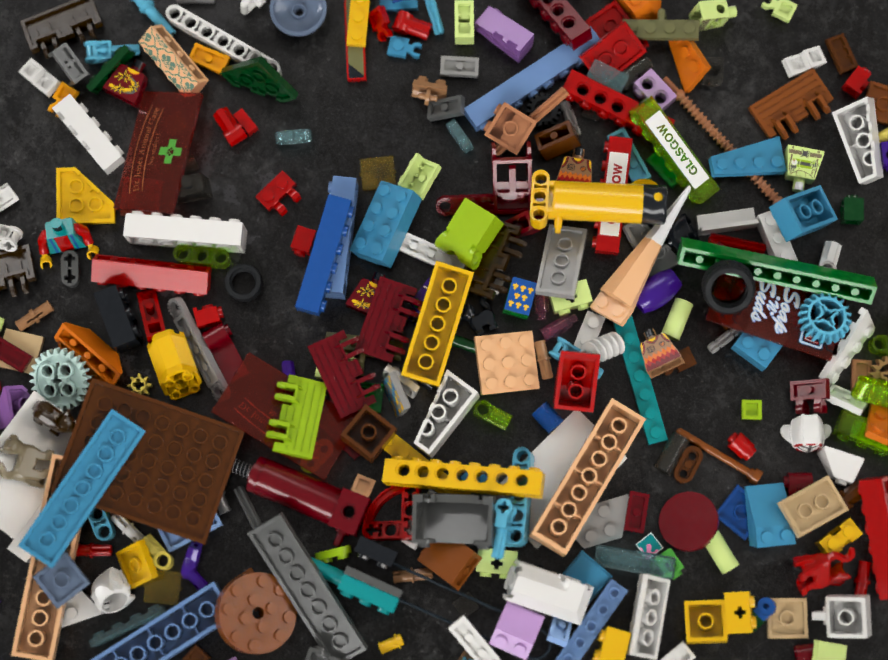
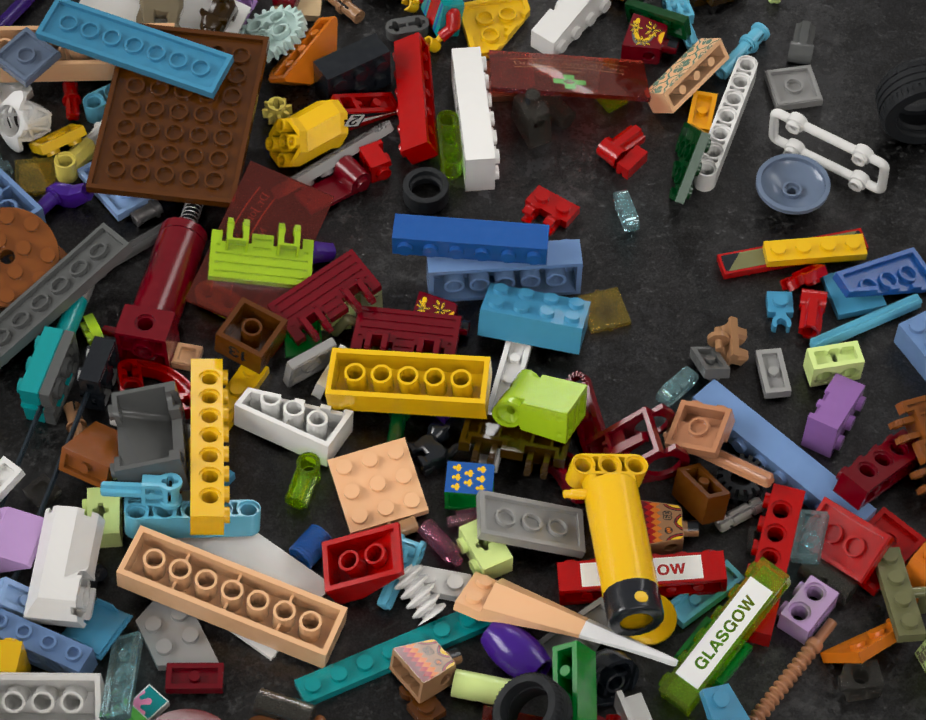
camera: 75 degrees right, 25 degrees down
(419, 175) = (609, 348): yellowish green bracket -> none

